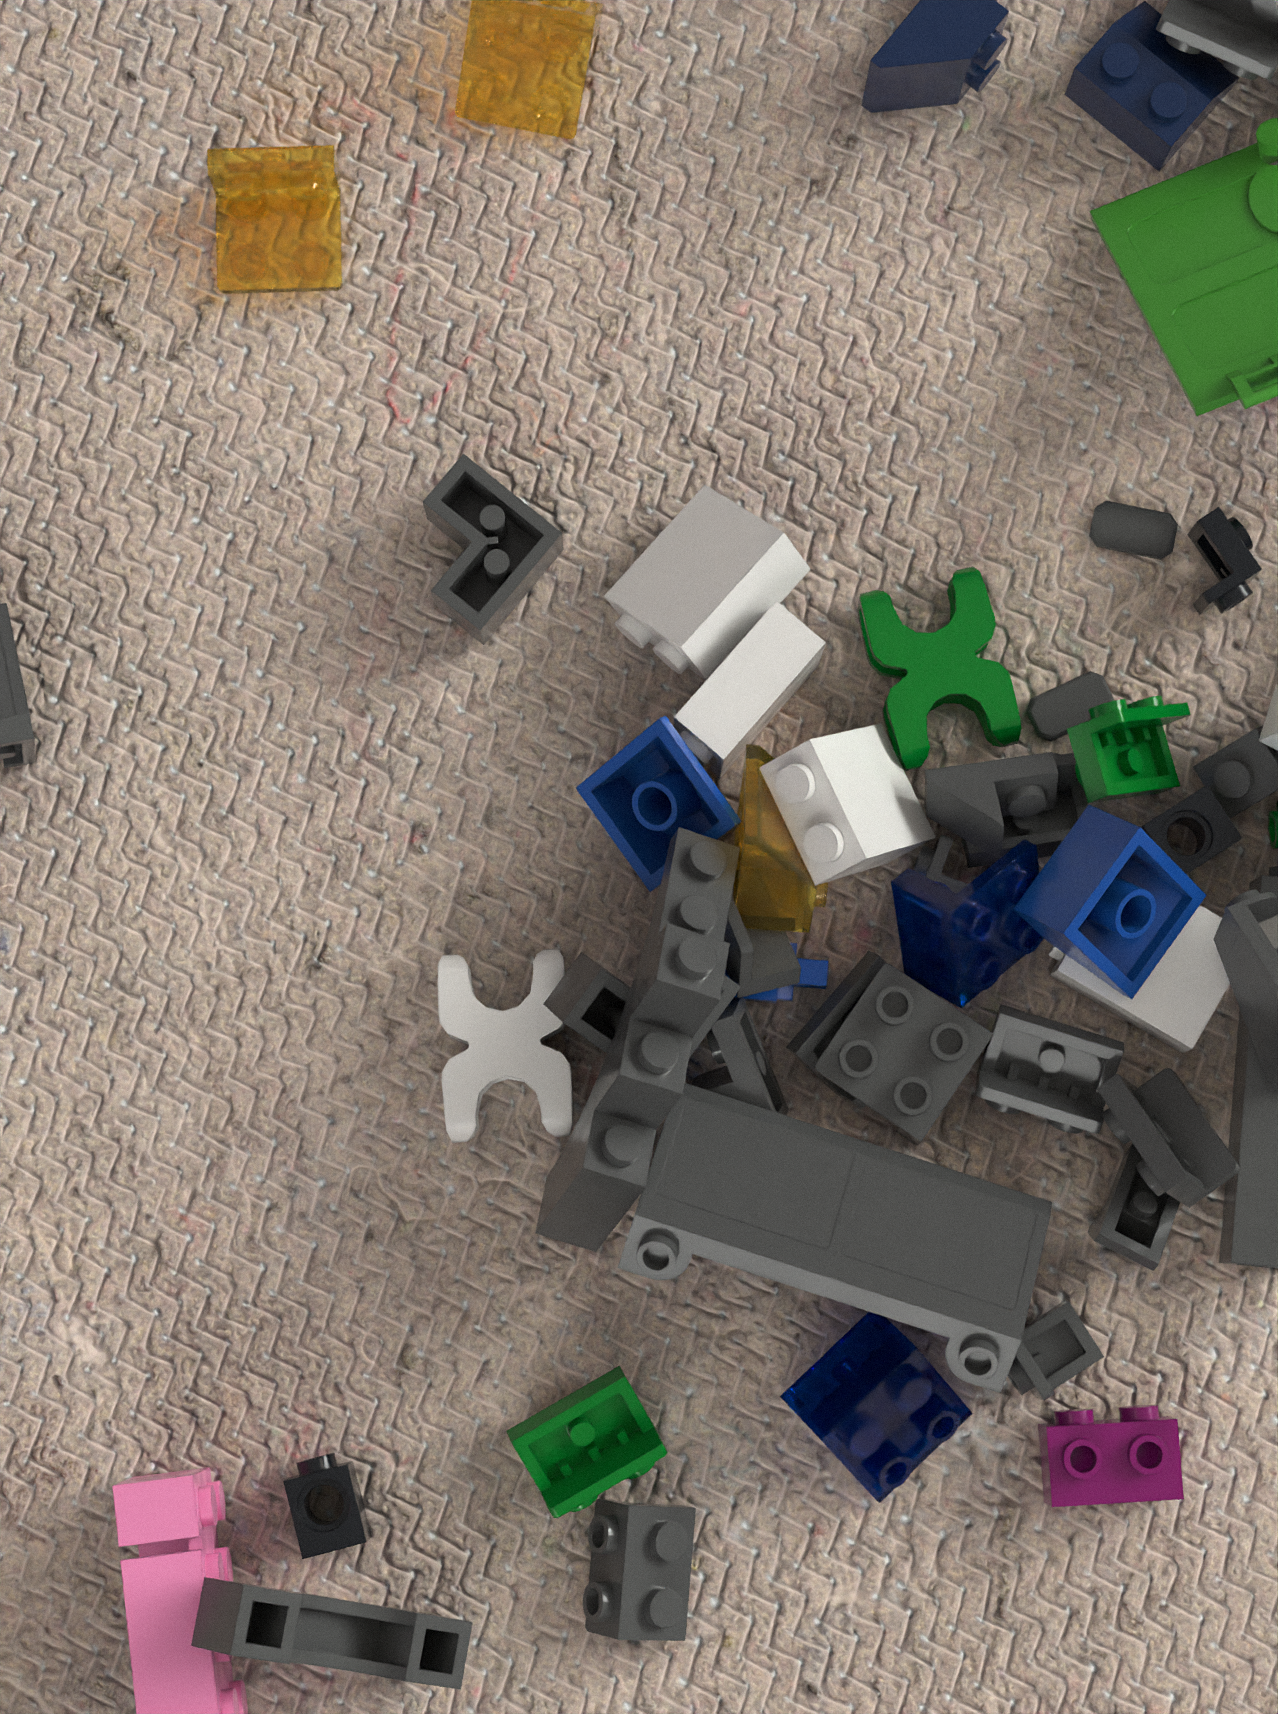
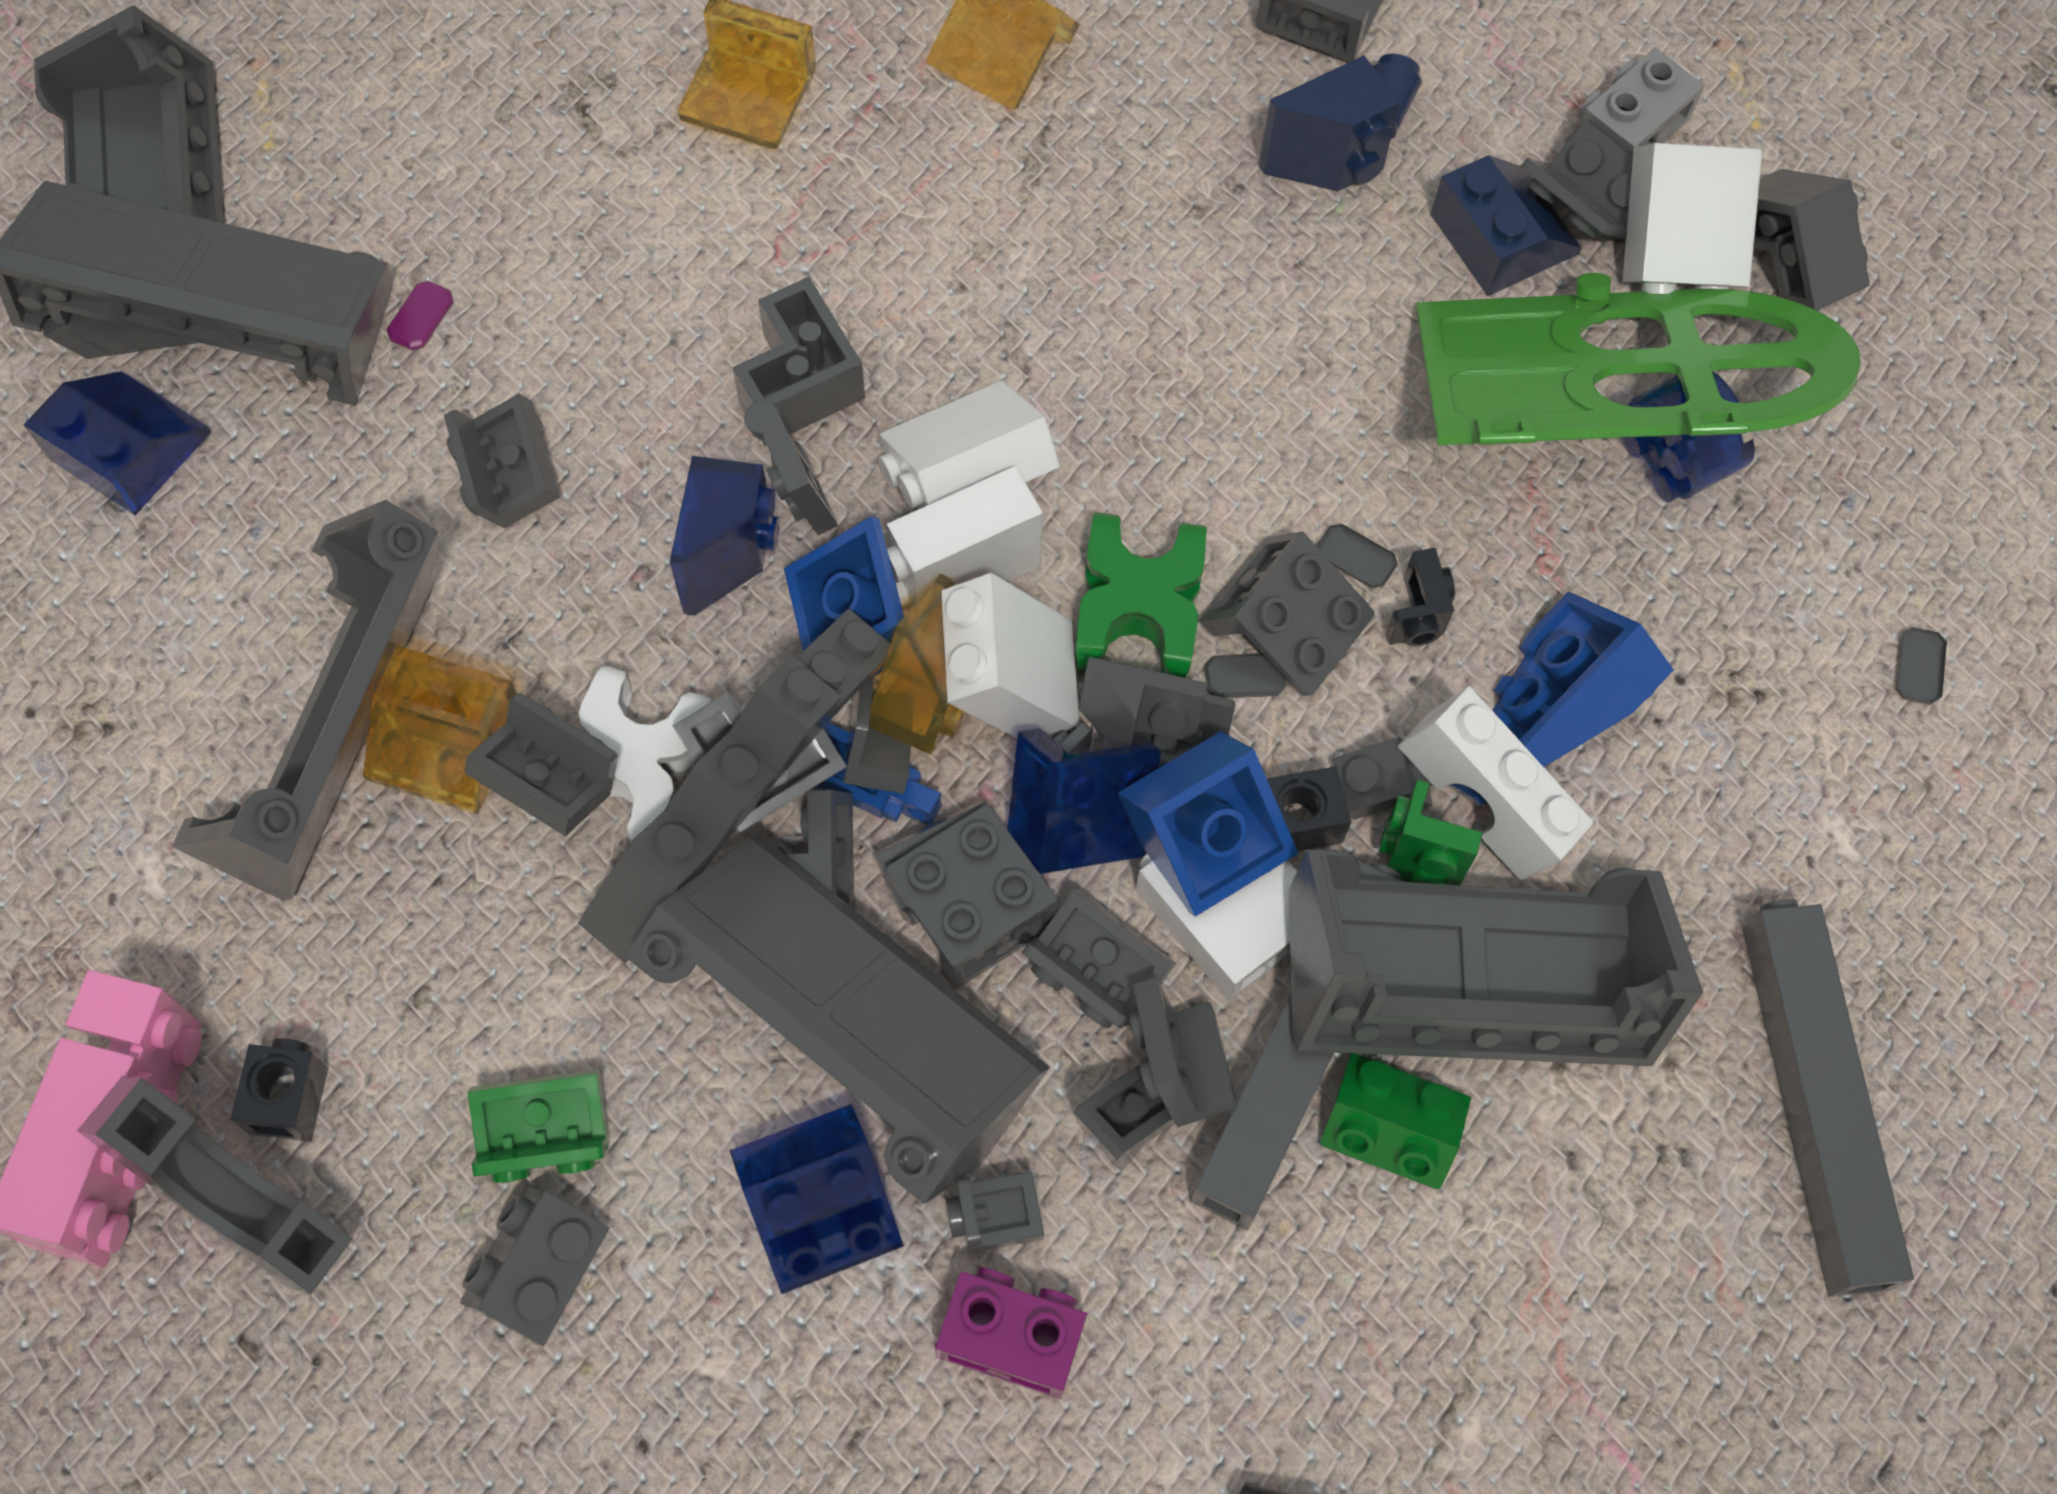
camera: 20 degrees right, 15 degrees down
(52, 633) = (420, 315): none -> magenta piece
(208, 1197) = (385, 572): none -> dark grey windscreen
(227, 774) = (502, 461): none -> dark grey bracket
(306, 1093) = (427, 724): none -> clear yellow slope
(441, 1100) = (544, 765): none -> dark grey bracket
(496, 768) = (721, 530): none -> clear blue slope
(547, 686) = (791, 469): none -> dark grey plate
(1090, 622) = (1292, 609): none -> dark grey bracket
(1126, 749) = (1278, 710): green bracket -> none

